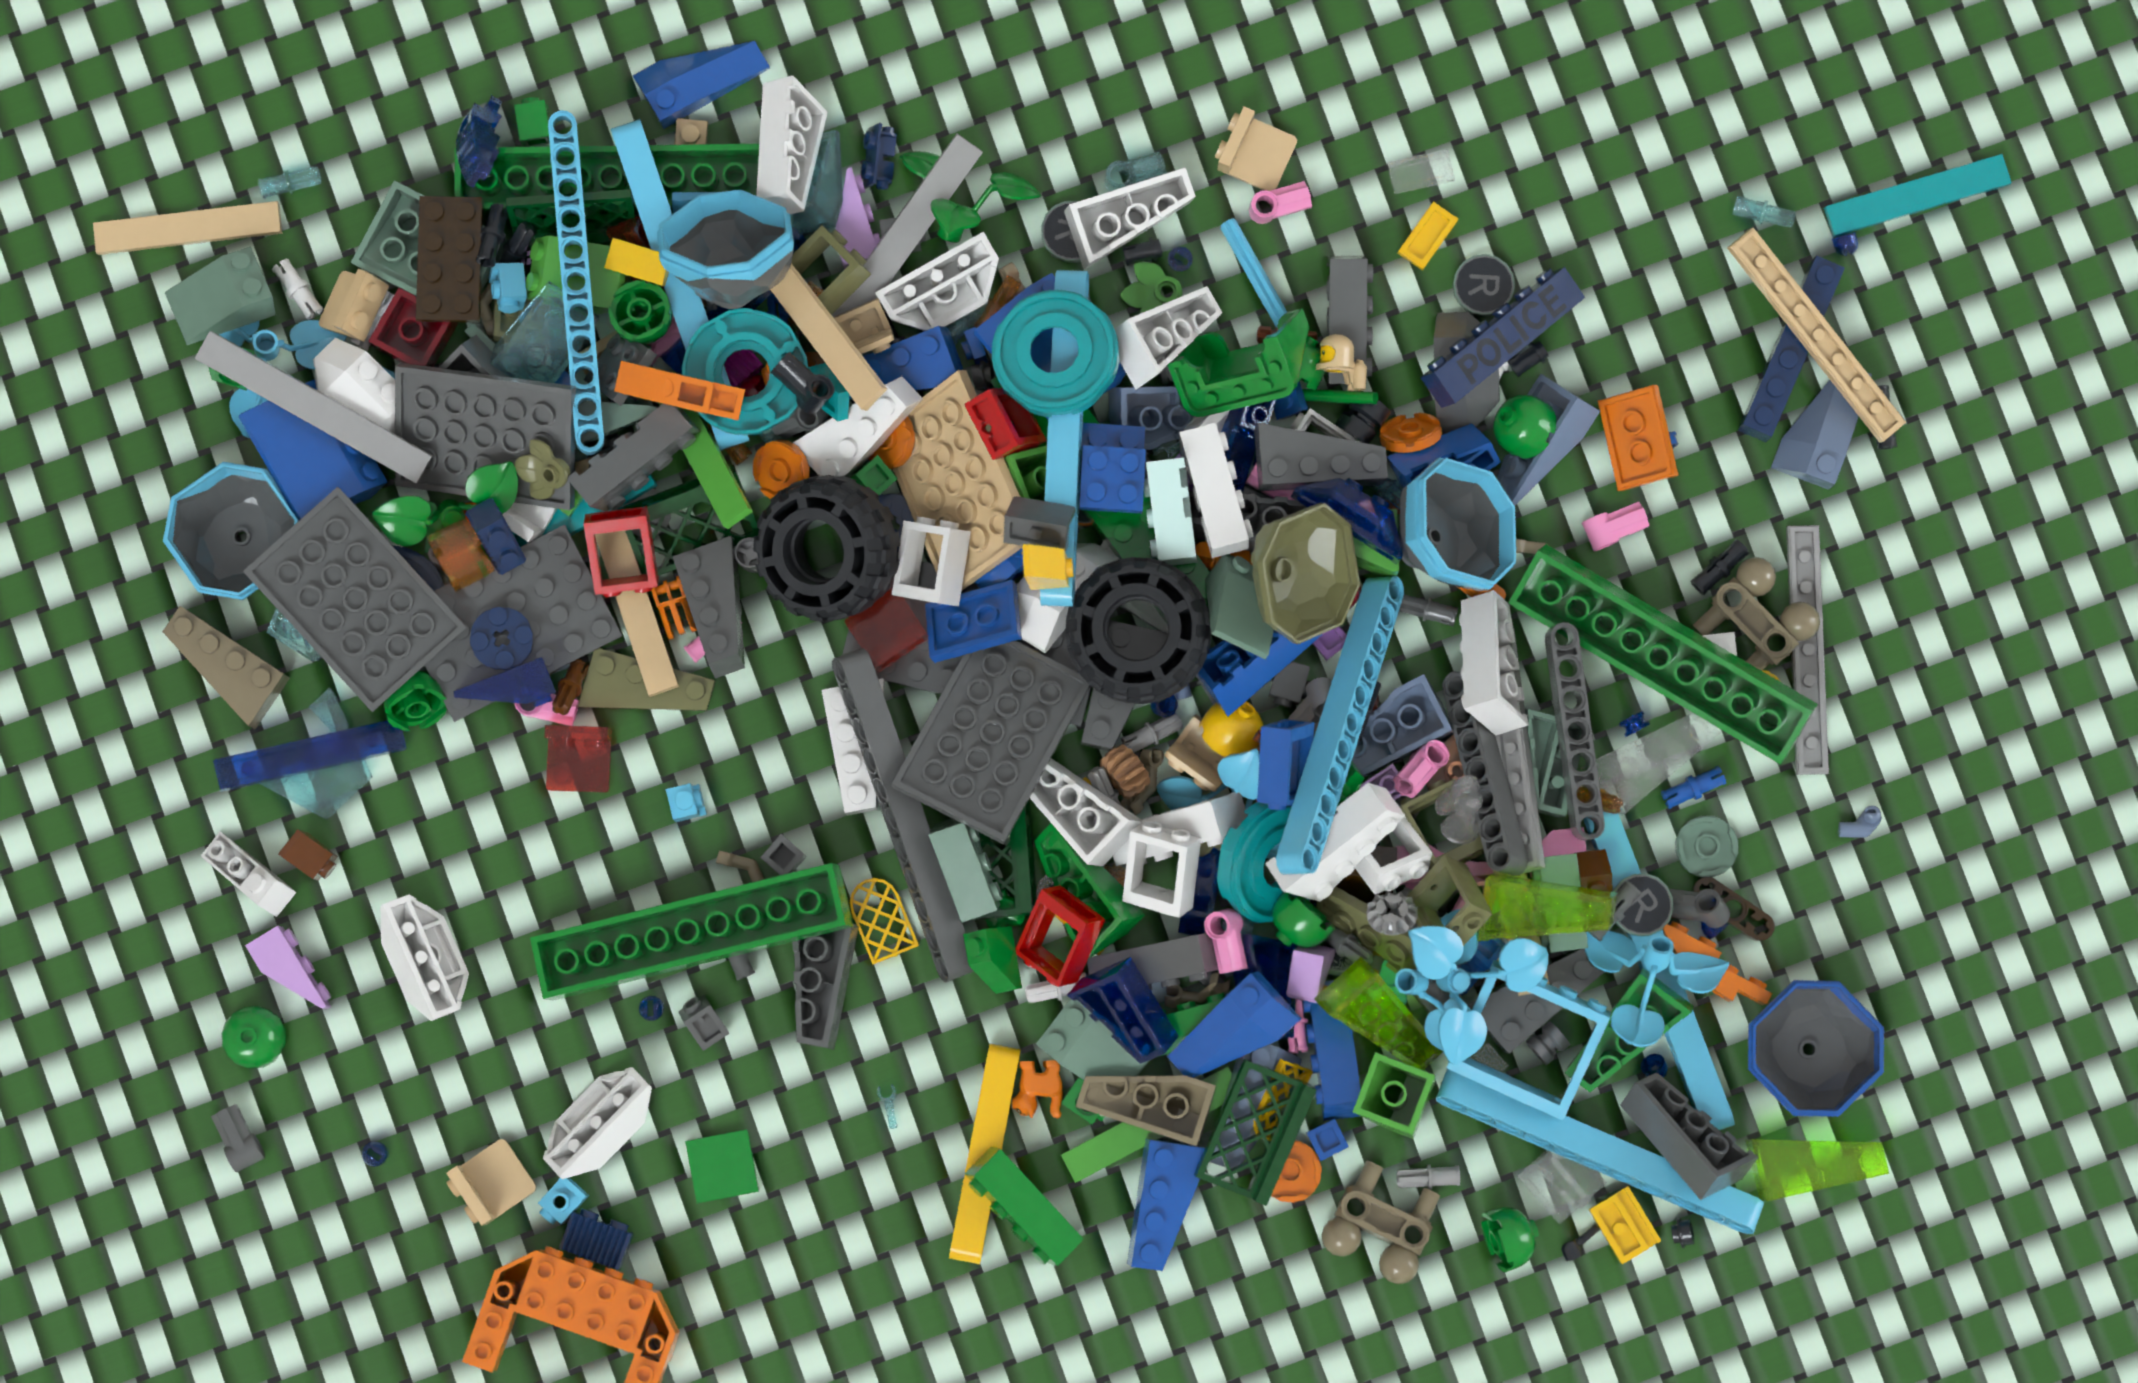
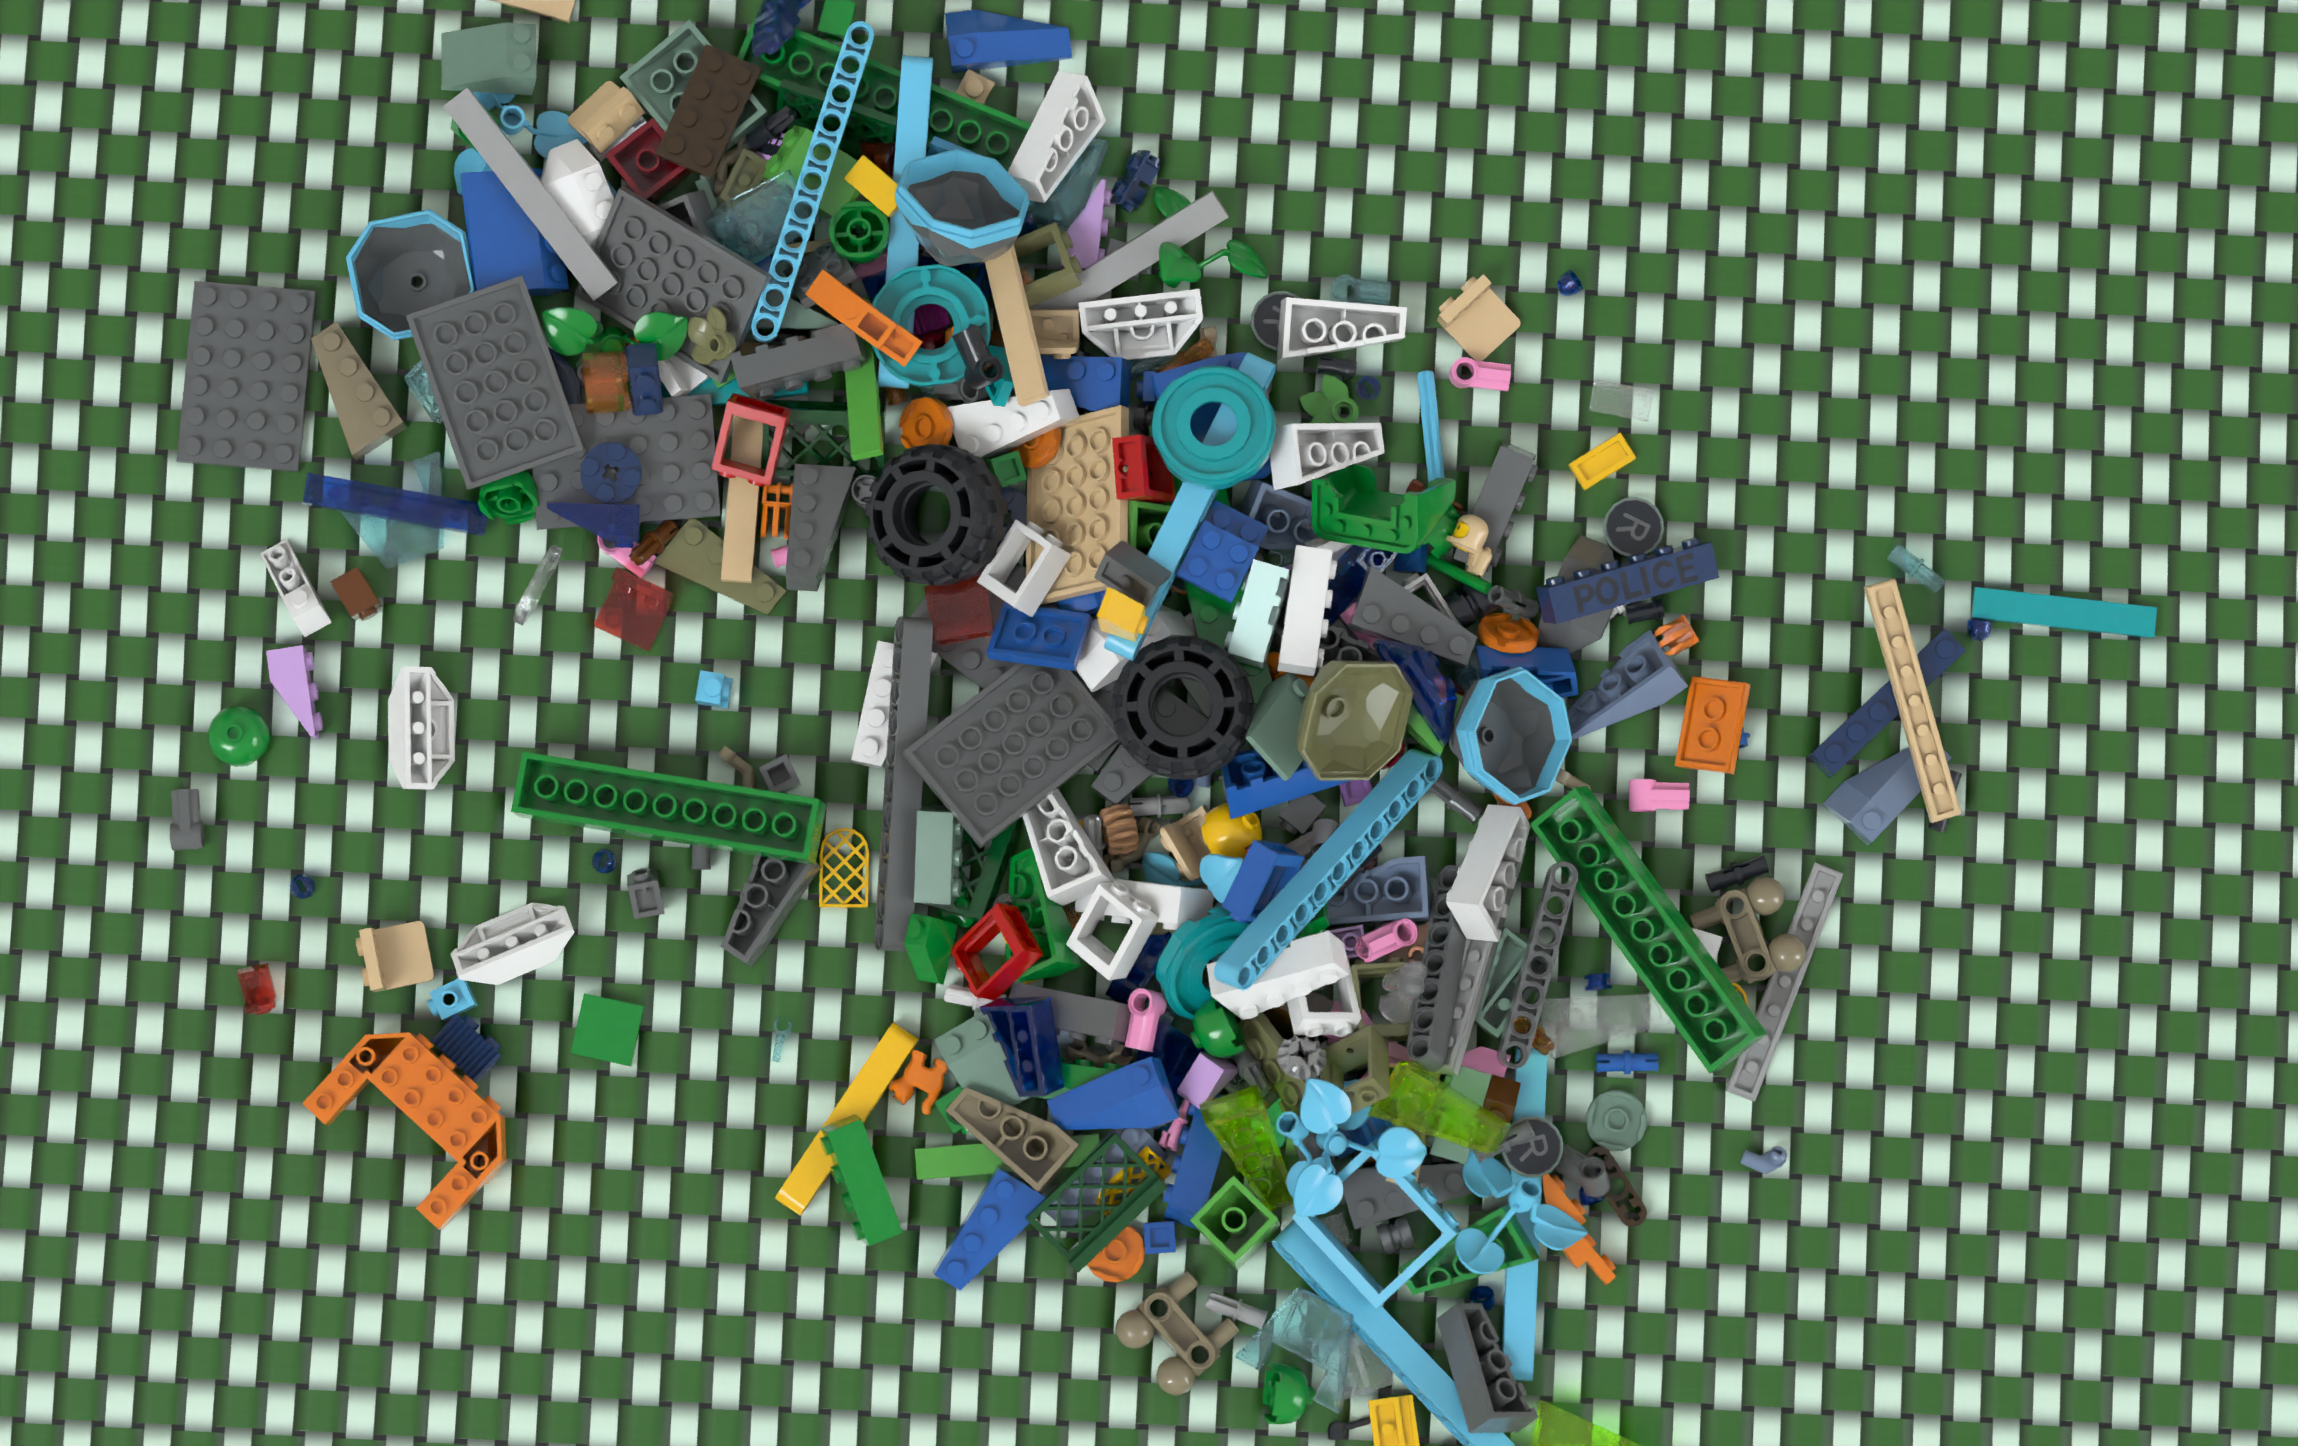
camera: 20 degrees right, 0 degrees up
(117, 694) = (246, 376): none -> dark grey plate
(297, 289) = (562, 80): white pin -> none
(373, 1270) = (257, 989): none -> clear red bracket
(476, 777) = (537, 584): none -> clear tile
(492, 235) = (756, 107): black pin -> none
(508, 286) = (751, 158): medium azure brick -> none
(1326, 83) = (1569, 284): none -> clear blue hinge
(1393, 401) = (1504, 597): none -> dark grey pin
(1510, 1167) = (1312, 1331): none -> clear light blue wing
(1524, 425) = (1613, 670): green cylinder -> none
(1569, 368) = (1677, 636): none -> orange arm
(1844, 1044) = (1662, 1345): dark grey rock -> none

